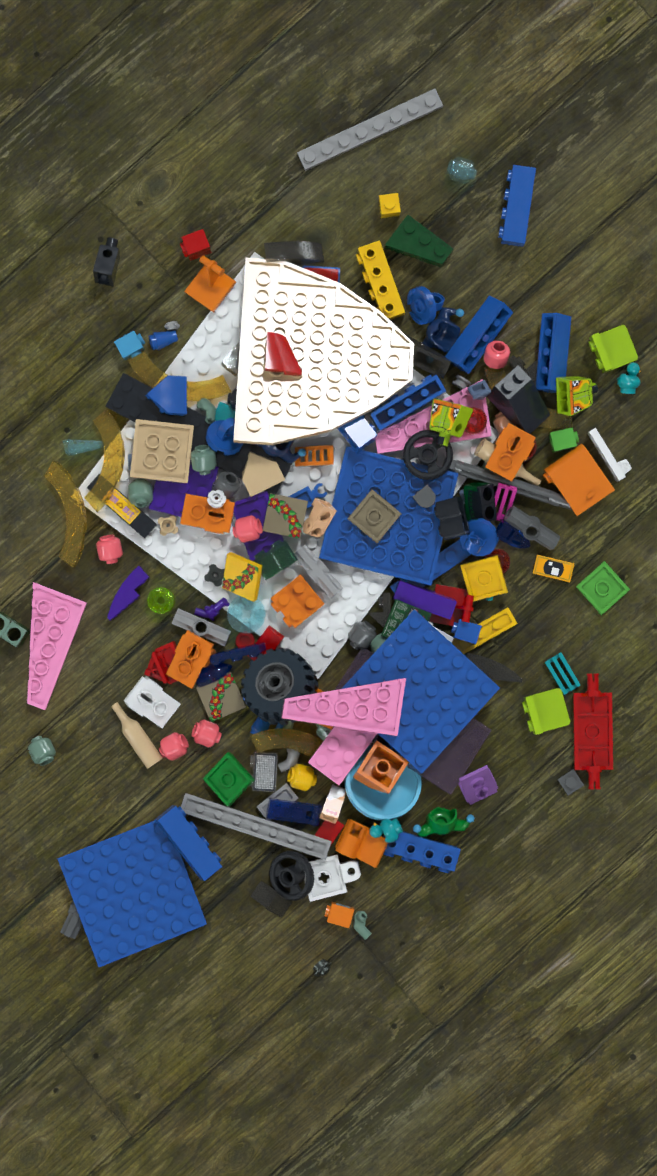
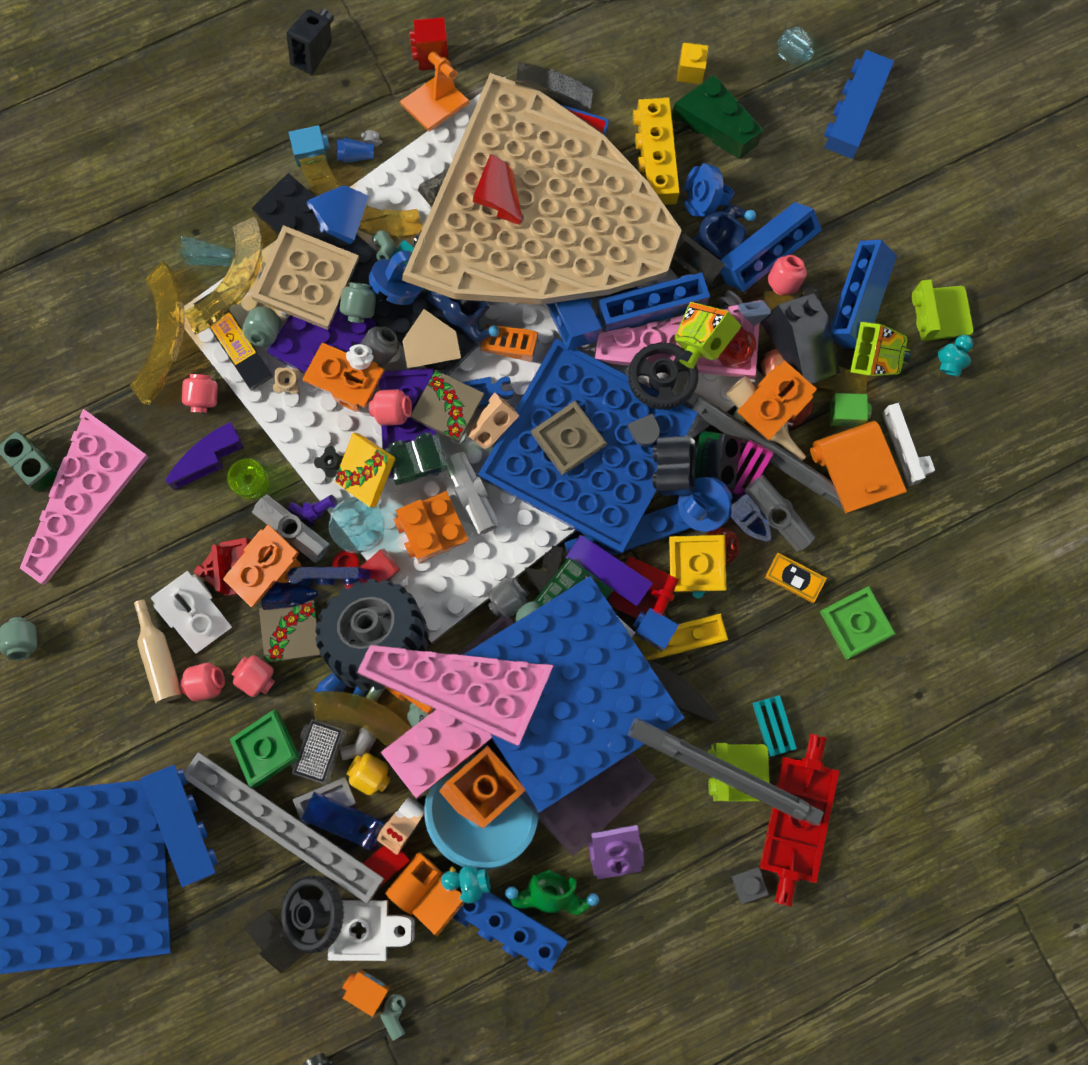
camera: 10 degrees right, 10 degrees down
(535, 715) = (724, 772): none -> dark grey piece

